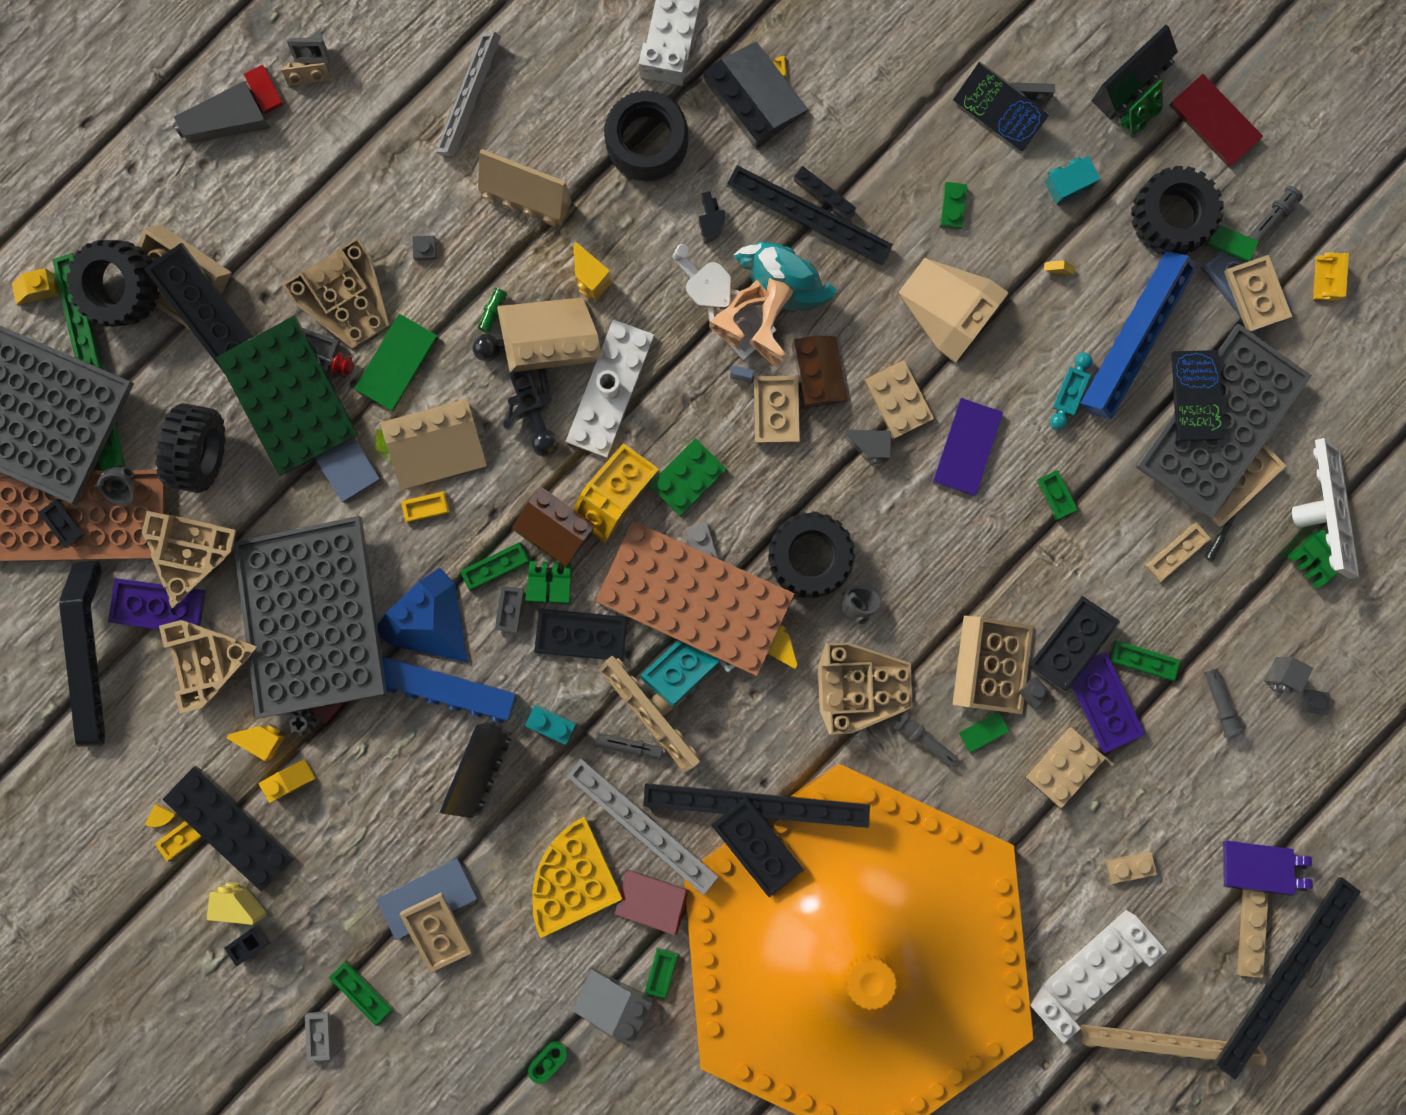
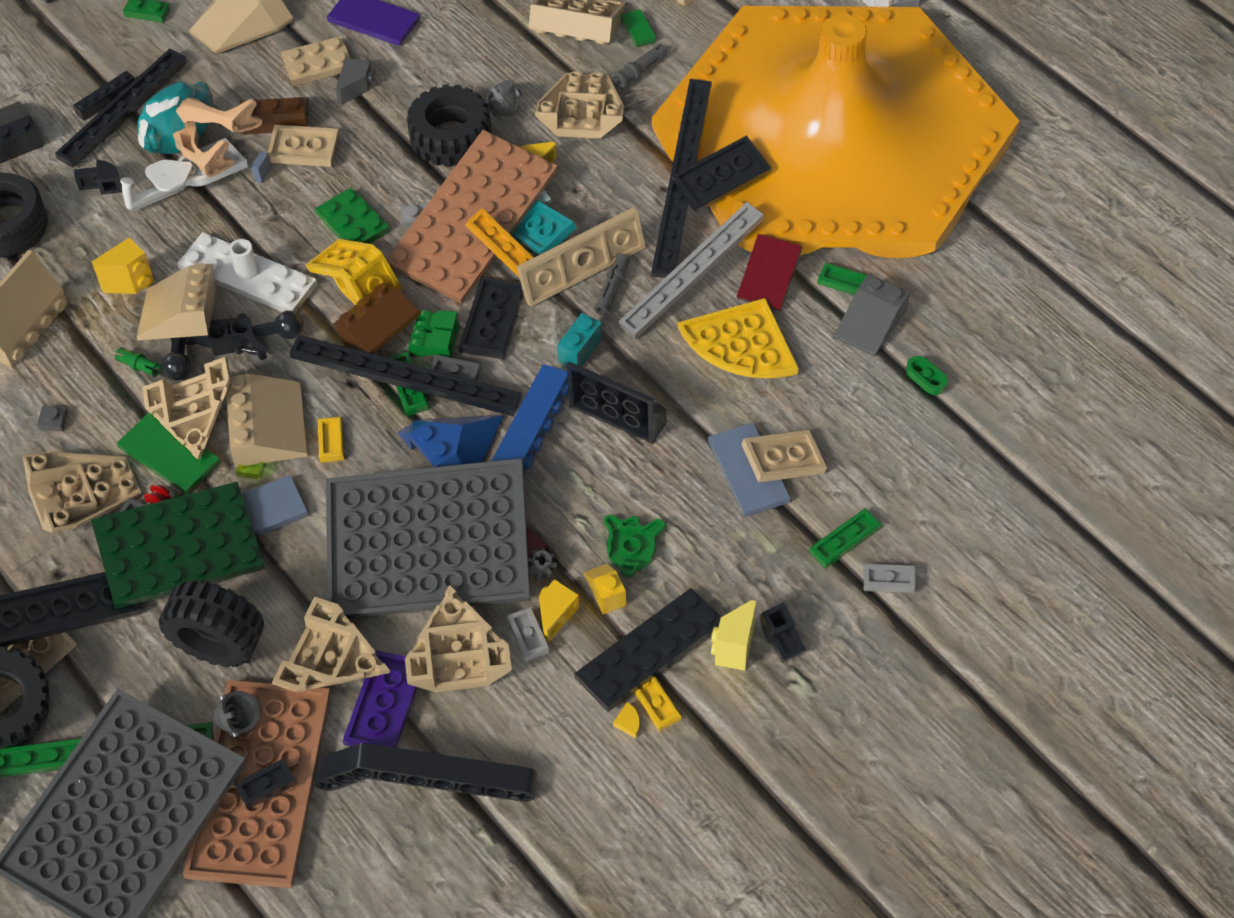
camera: 85 degrees left, 30 degrees down
(233, 719) = (528, 634): none -> light grey plate
(337, 799) = (630, 544): none -> green tile
(438, 372) = (190, 406): none -> tan wedge
(492, 565) = (405, 375): none -> black plate
(650, 637) = (498, 240): none -> light orange plate

